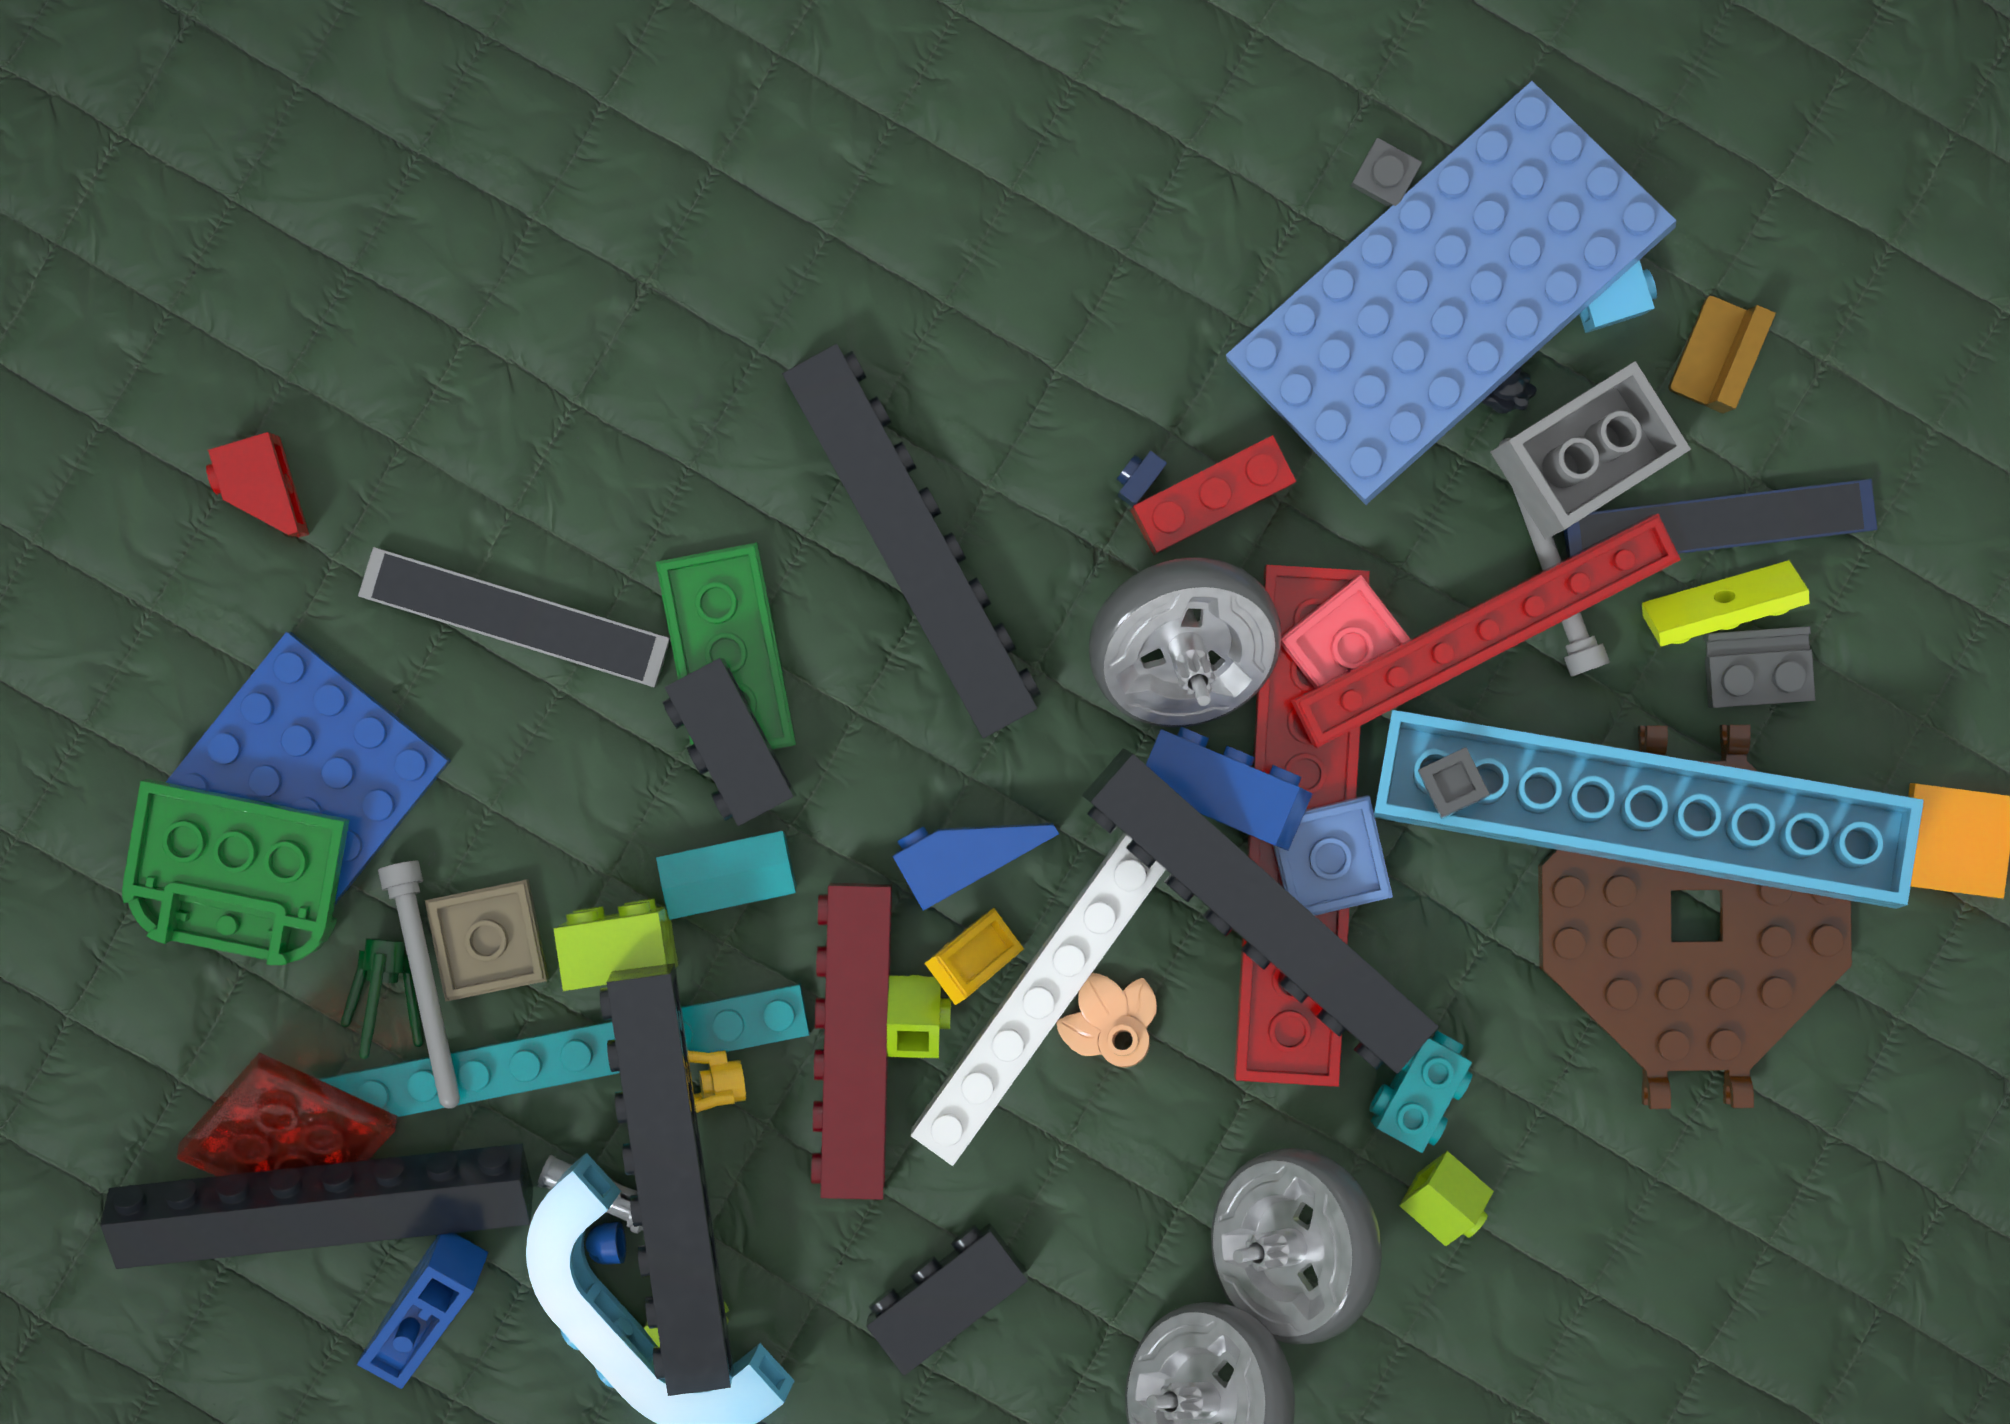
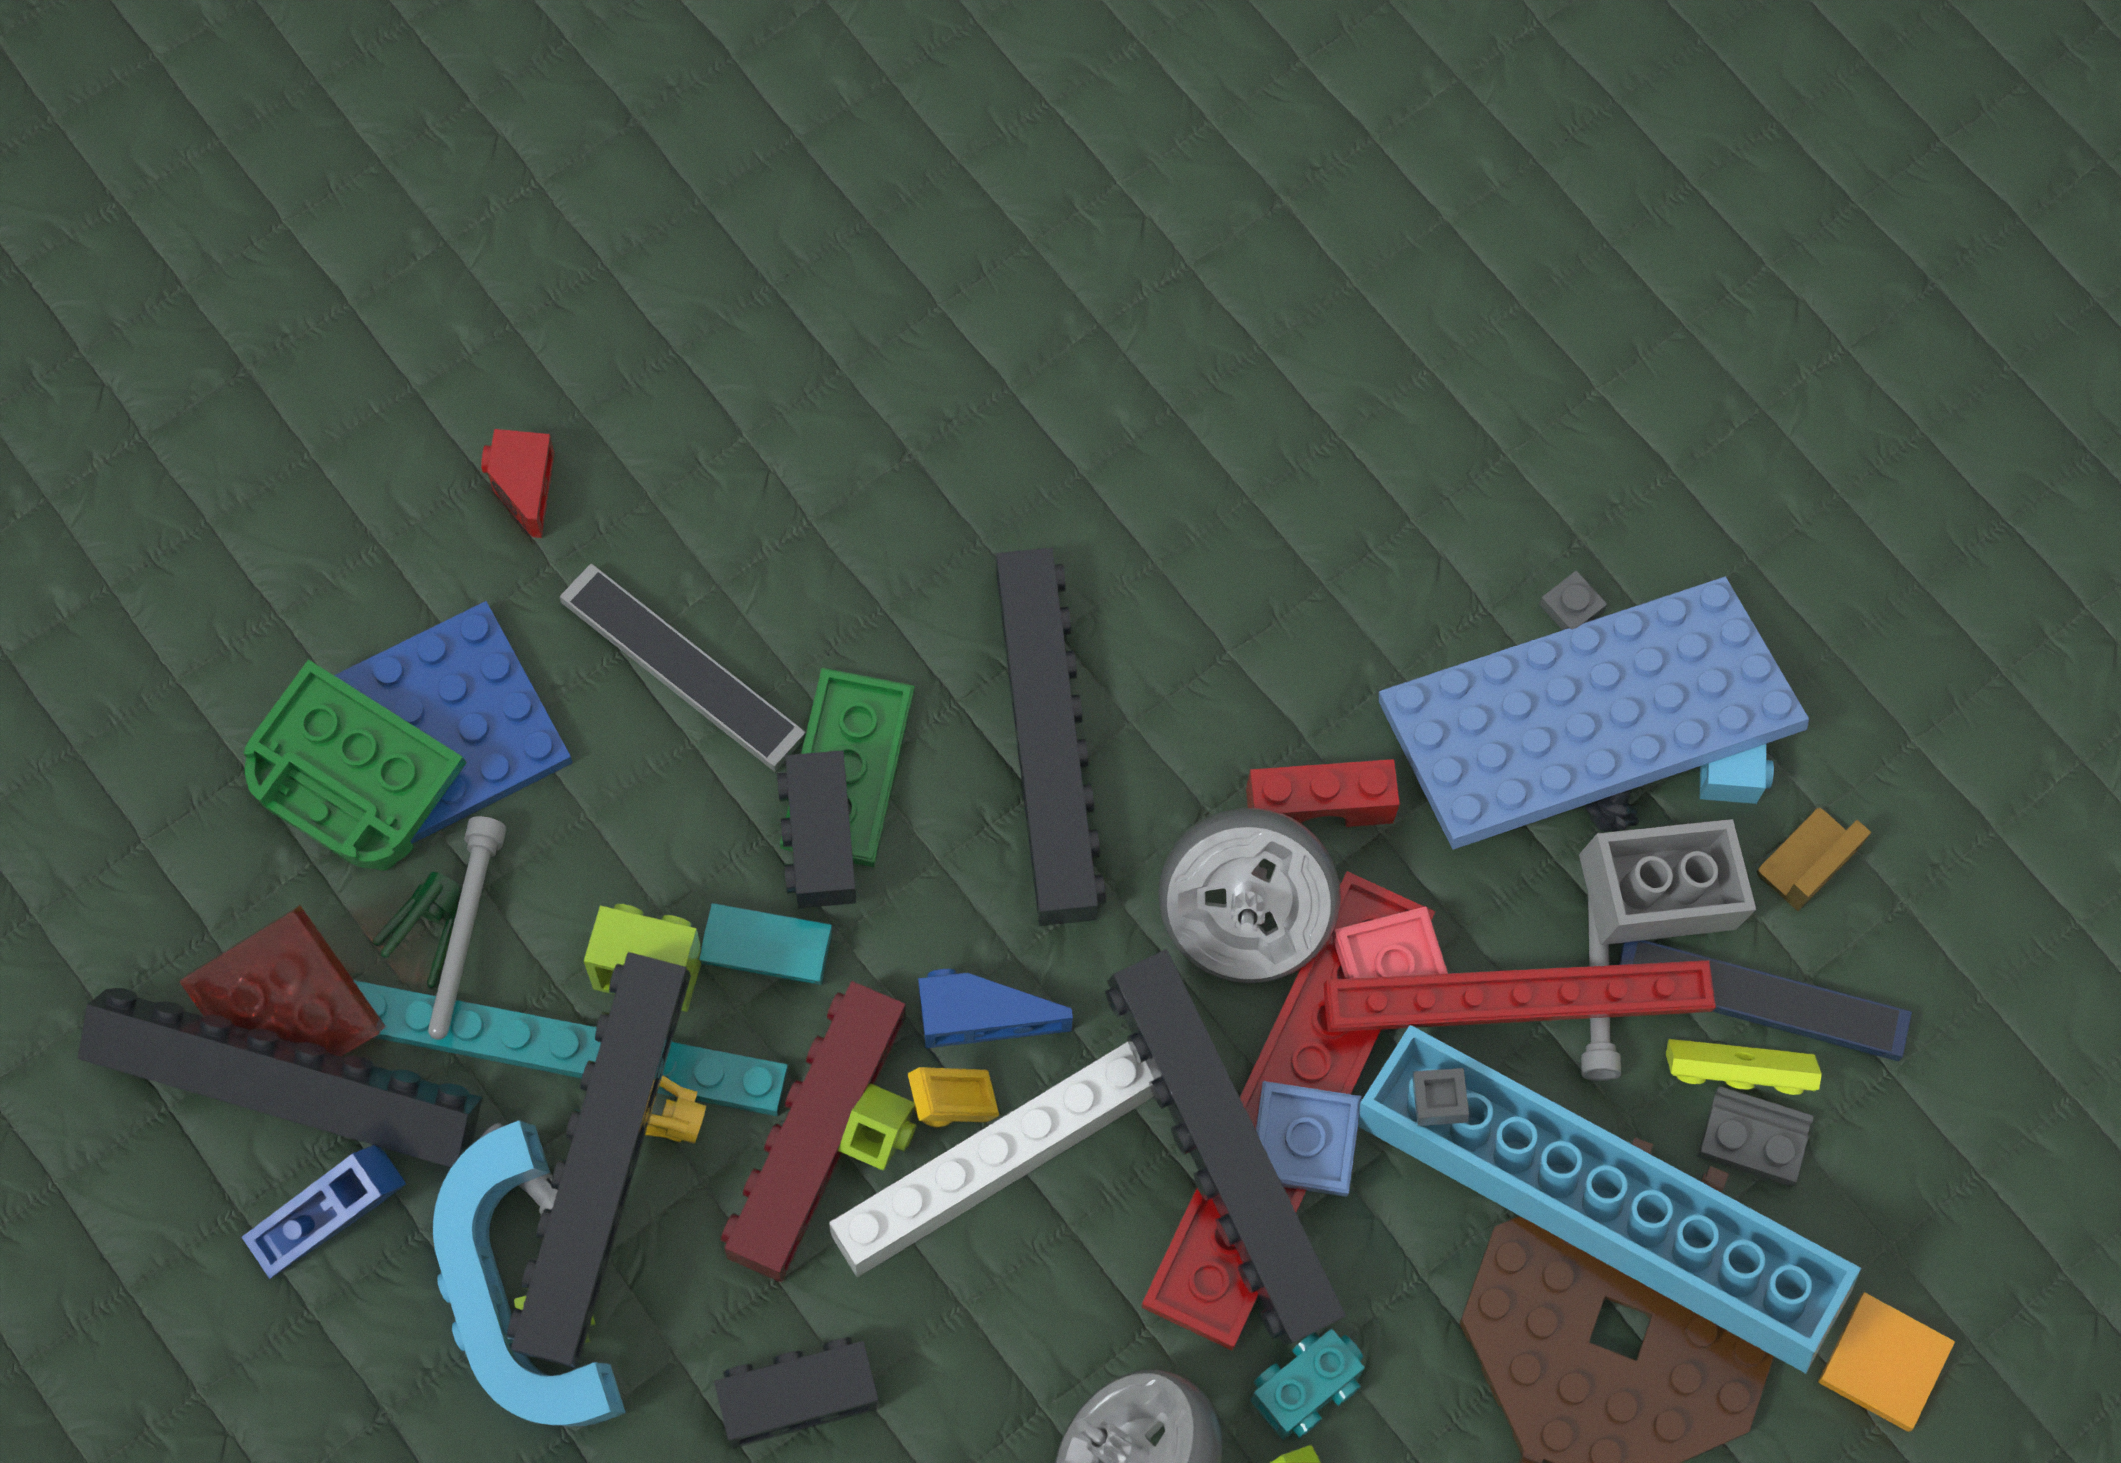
camera: 20 degrees right, 20 degrees down
(487, 940) = (532, 920): dark tan tile -> none
(607, 1243) = (514, 1221): blue hinge -> none
(1105, 1014) = (1050, 1202): light nougat plate -> none
(1139, 476) = (1266, 755): dark blue plate -> none
(1230, 788) = (1252, 1048): blue brick -> none

